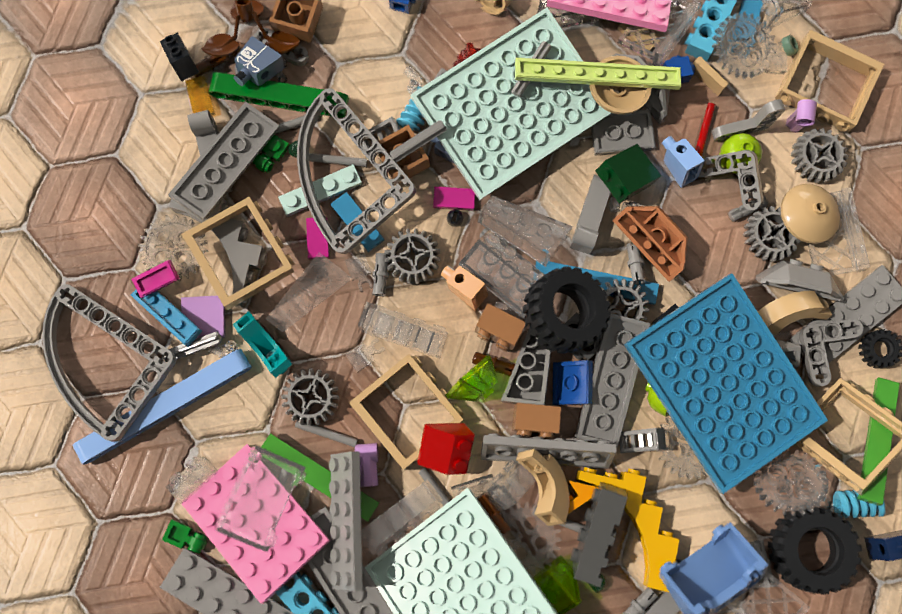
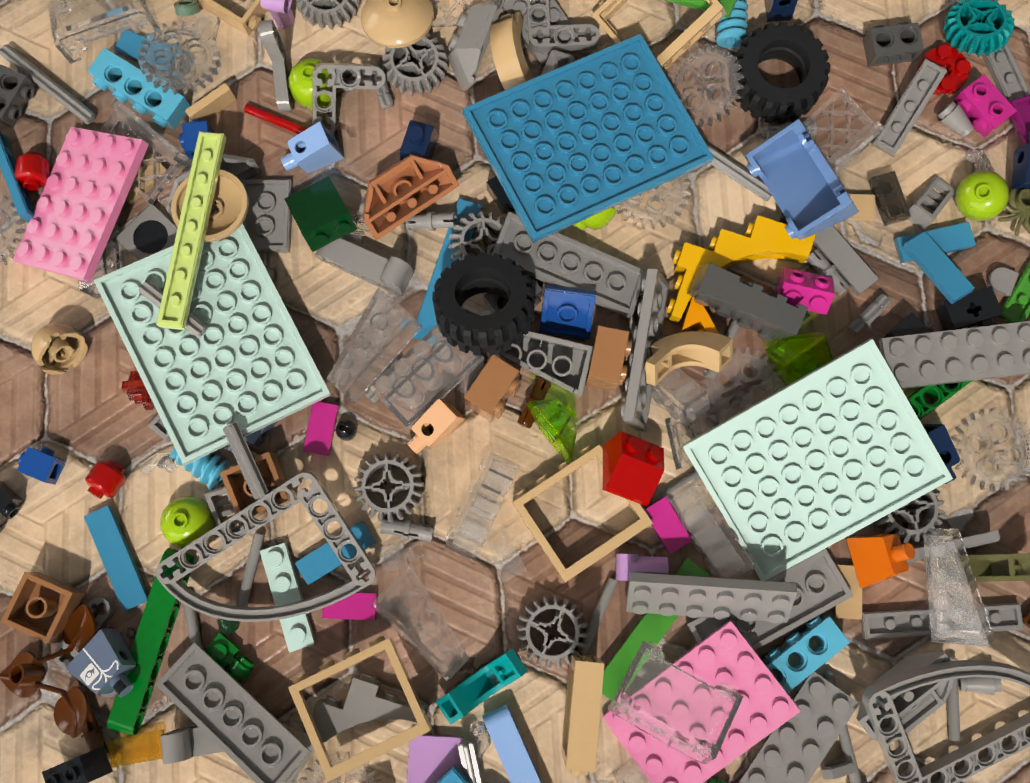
camera: 80 degrees left, 0 degrees up
(245, 422) = (582, 714): none -> tan window
(338, 61) = (117, 558): none -> dark azure tile
(370, 106) = (186, 520): none -> lime cylinder
(396, 43) = (105, 479): none -> red head
(404, 483) = (667, 525): none -> dark pink tile
(494, 514) = (714, 419): reddish brown axle -> none
(594, 44) = (148, 233): none -> tile
(618, 587) = (806, 289): none -> dark pink brick
(655, 438) = (649, 223): light grey slope -> none
(701, 244) = (419, 140): none -> dark blue torso
(719, 514) = (739, 174): none -> light grey axle

